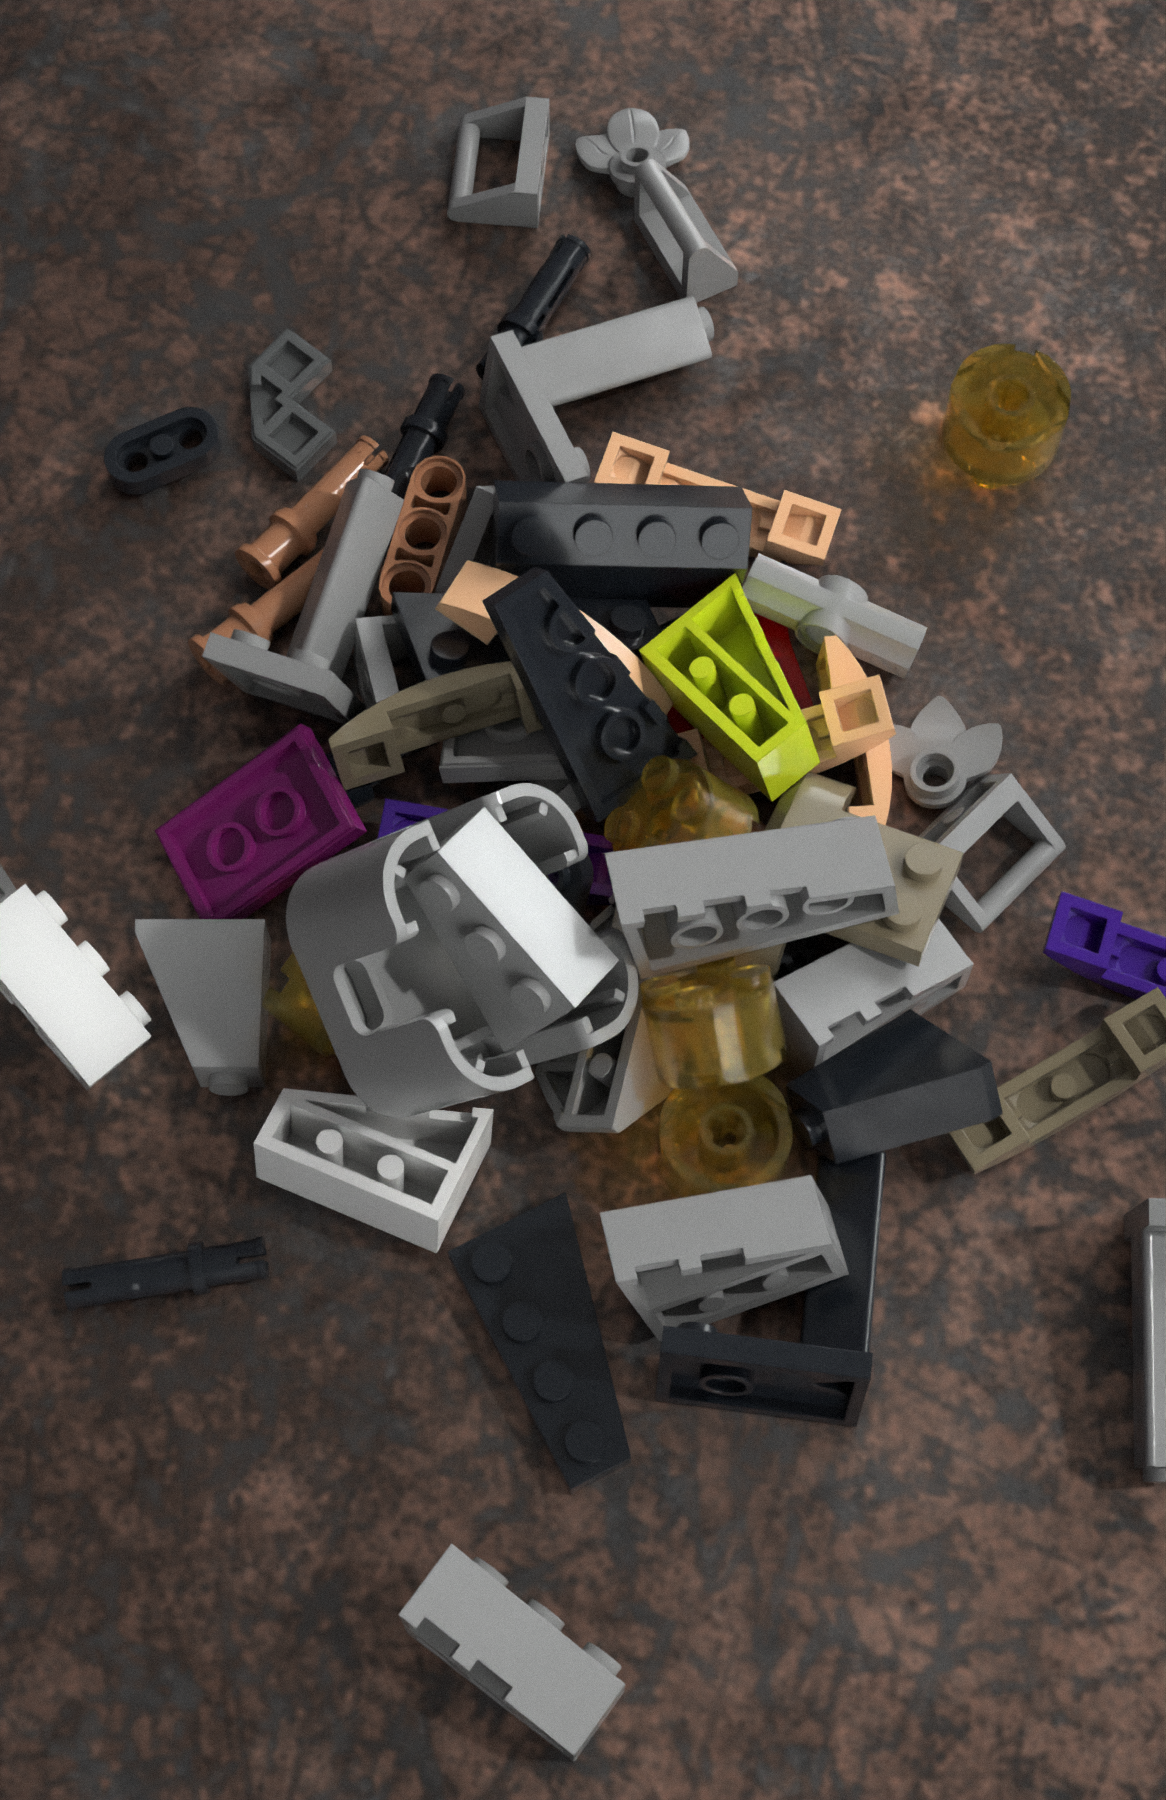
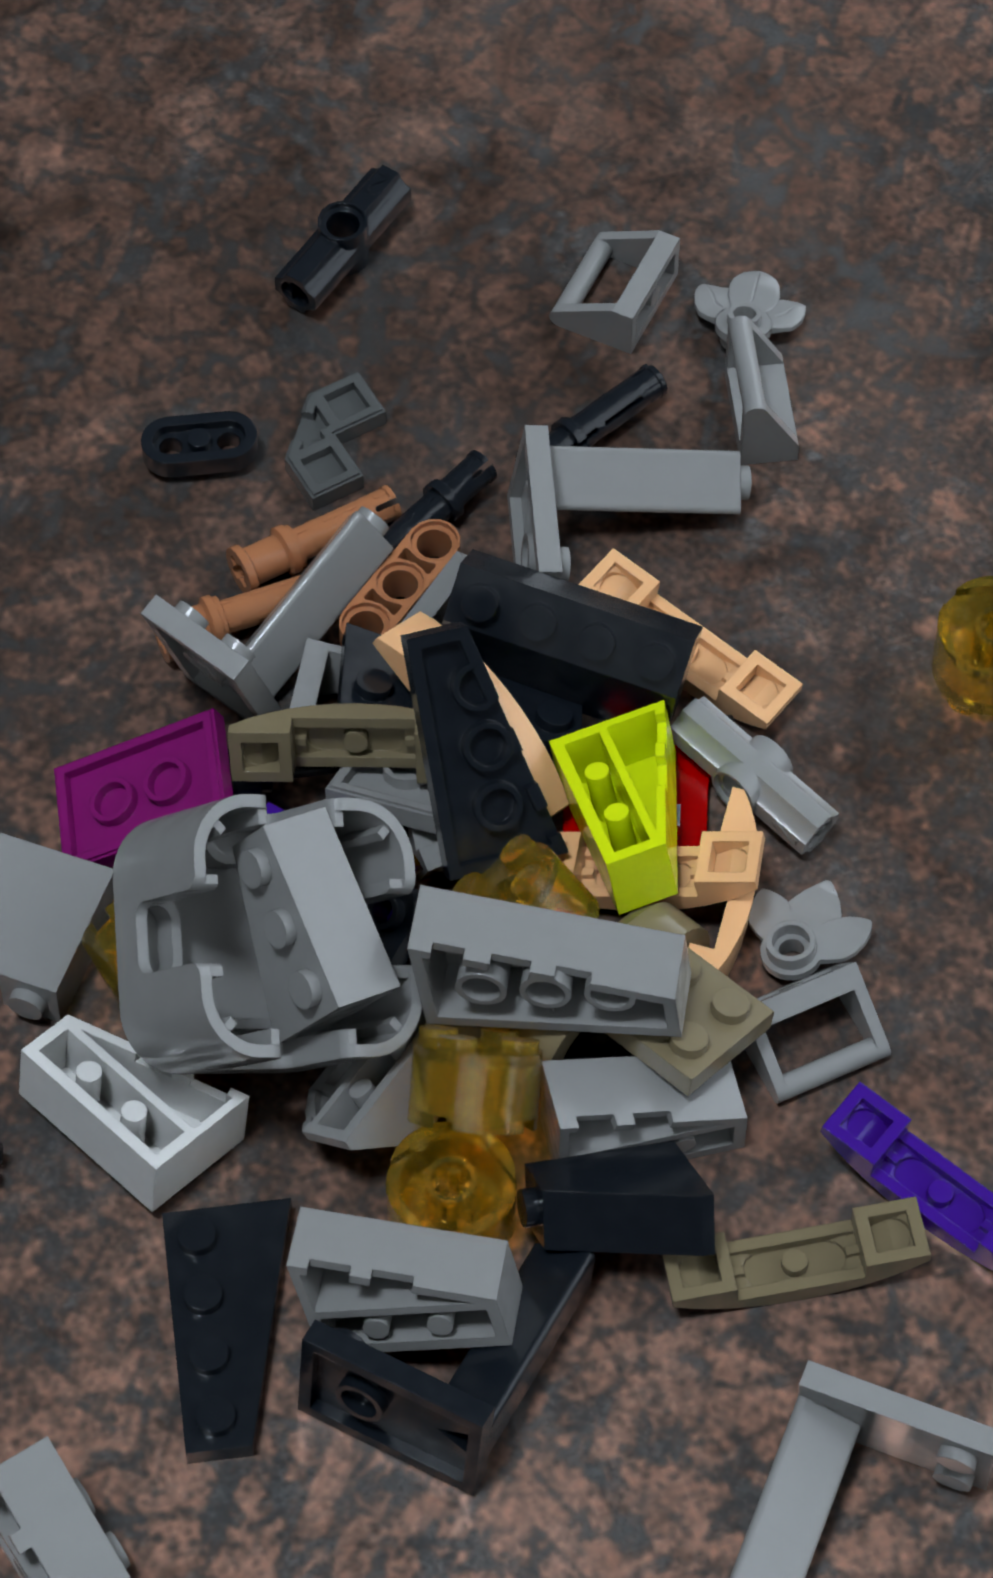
camera: 20 degrees right, 10 degrees down
(212, 219) = (343, 239): none -> black piece

